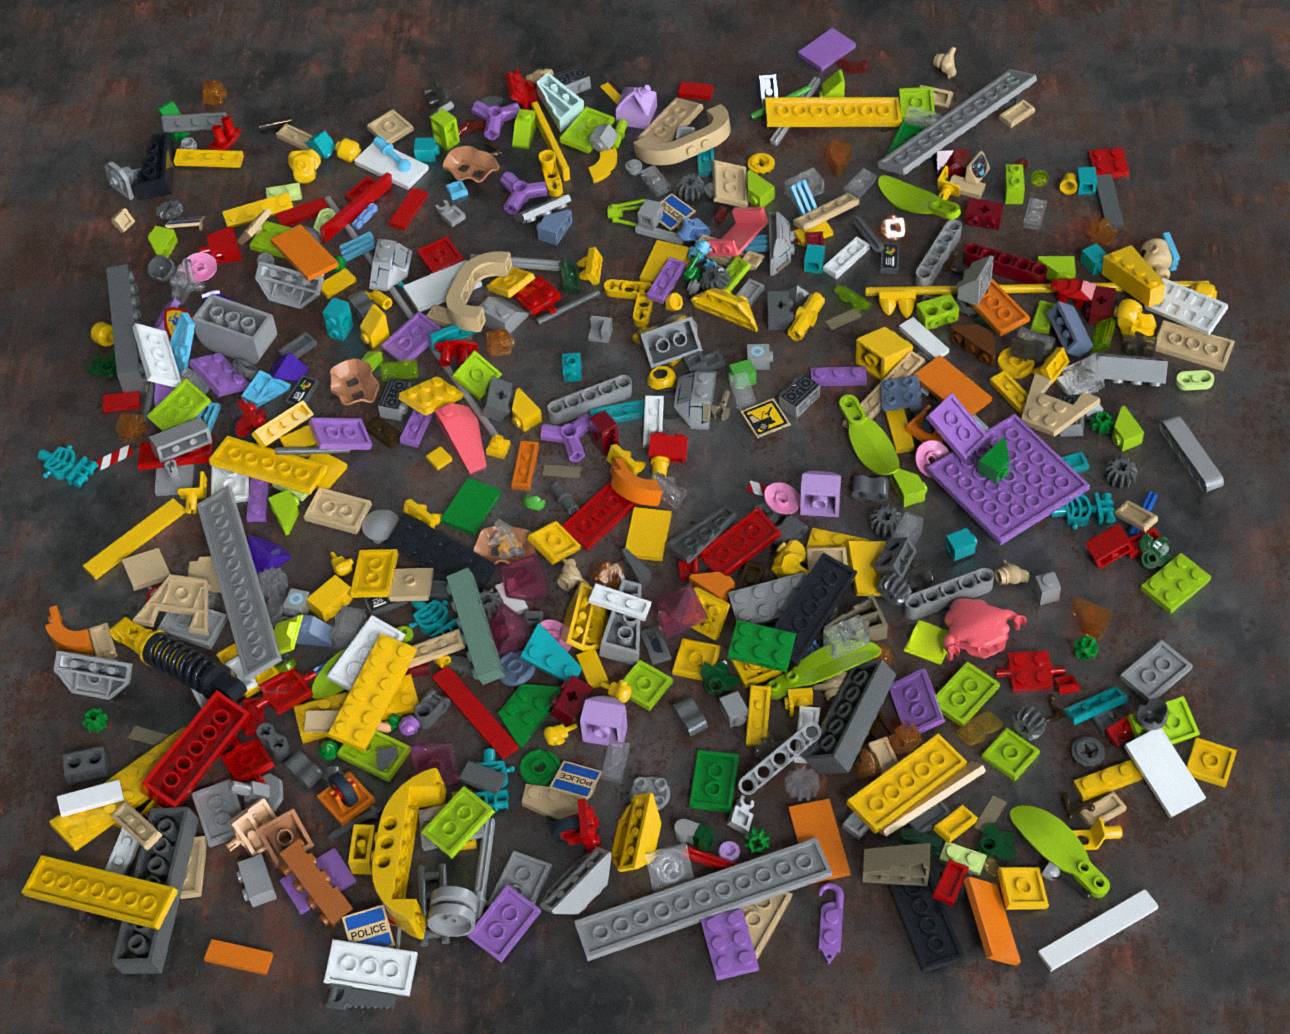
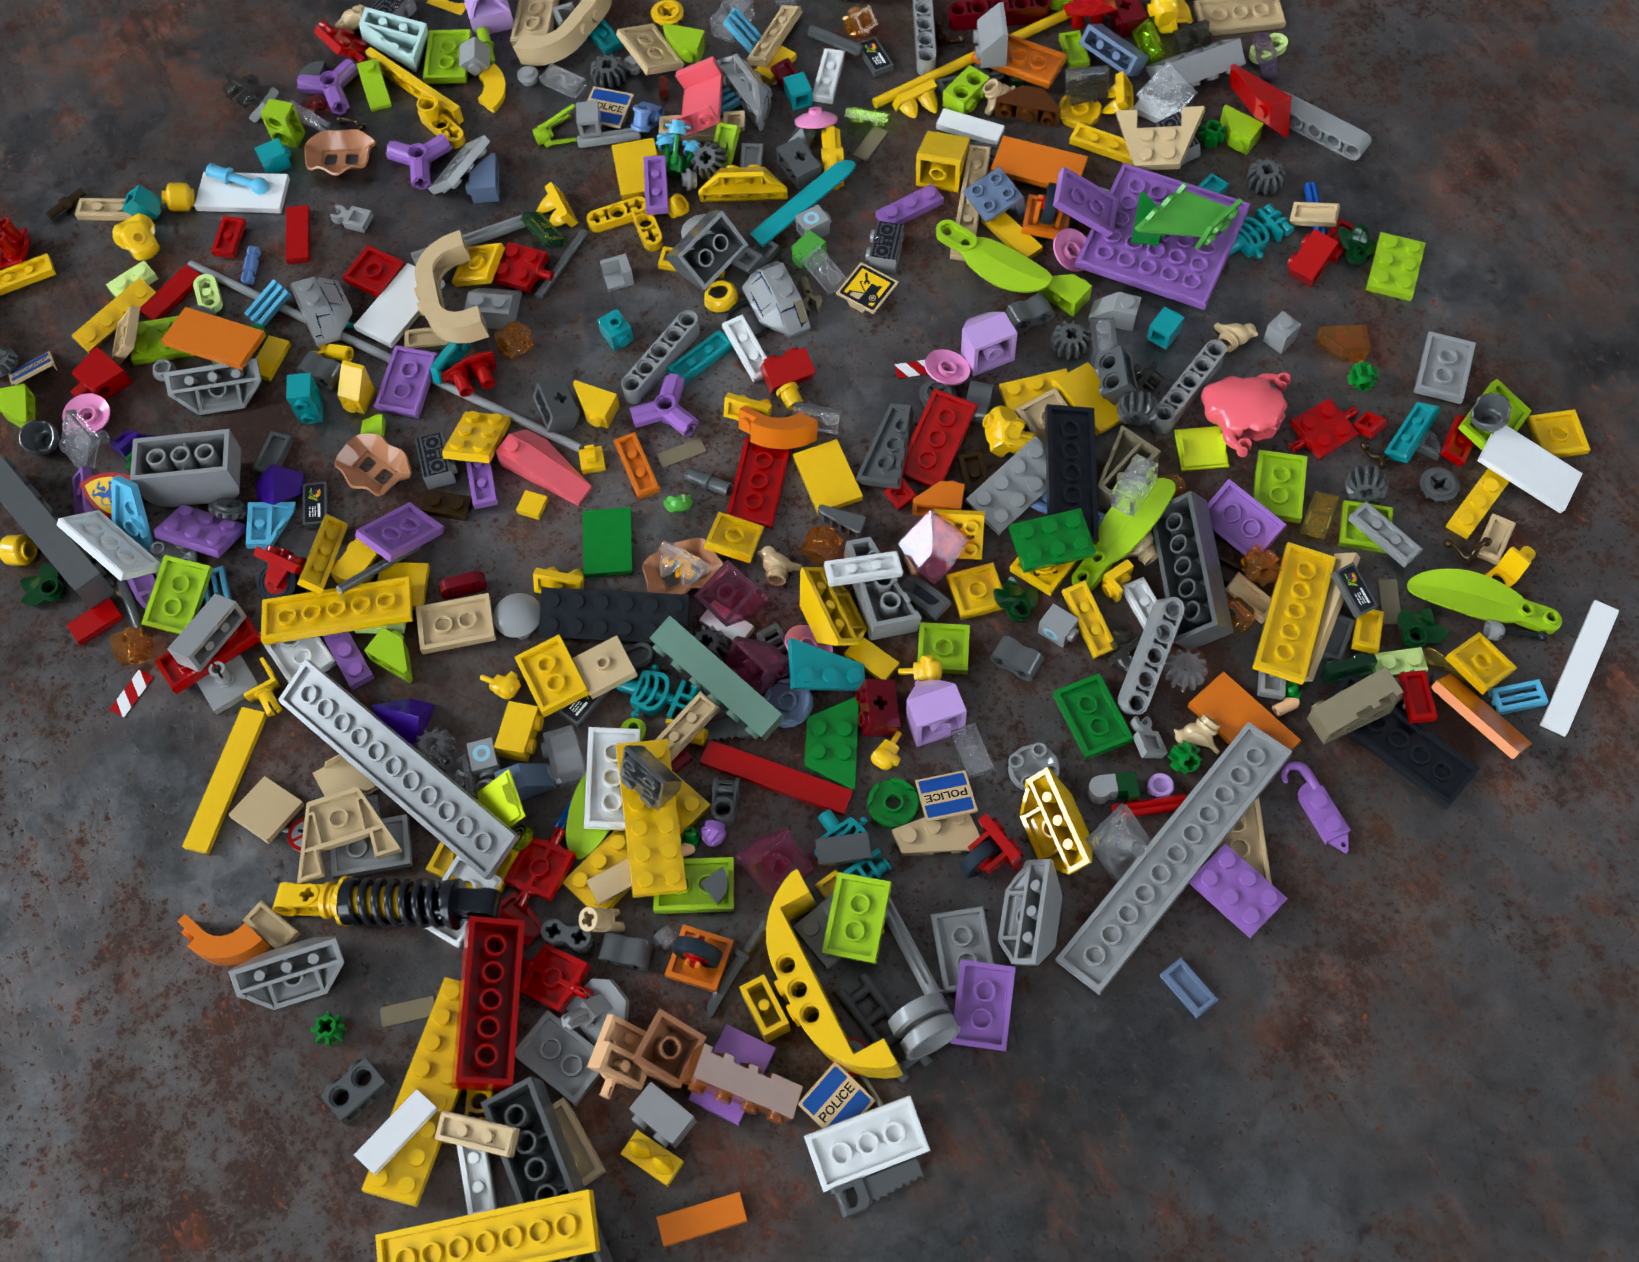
camera: 30 degrees left, 10 degrees up
(64, 465) = (68, 740): teal torso -> none
(234, 903) = (652, 1158): none -> yellow tile
(299, 740) = (600, 920): none -> tan hinge
(328, 750) = (638, 912): green plate -> none
(355, 207) = (235, 259): red tile -> none
(358, 488) = (462, 585): none -> dark red beam
(382, 659) = (648, 776): none -> dark grey slope
(390, 127) = (211, 147): tan plate -> none
(399, 370) = (417, 424): clear neon green plate -> none
(456, 189) = (340, 188): medium azure tile -> none
(465, 132) = (309, 117): none -> clear pin
(475, 374) = (512, 388): lime tile -> none
(603, 431) = (706, 385): dark red brick -> none
(652, 990) = (1188, 987): none -> sand blue tile
(761, 337) = (802, 201): none -> teal piece
(780, 829) = (1199, 733): none -> tan animal
(812, 284) = (816, 119): none -> bright pink dish
(864, 843) = (1290, 702): none -> light nougat arm
(936, 517) = (1120, 306): none -> light grey slope
(956, 318) = (992, 90): none -> tan animal
(961, 789) = (1354, 590): none -> tile
(1017, 765) = (1385, 534): none -> light grey tile
(1025, 470) = (1189, 215): none -> bright green piece
(1035, 930) = (1498, 702): none -> medium azure tile
(1154, 417) = (1262, 99): none -> red wedge
(1184, 395) = (1269, 68): none -> clear purple piece

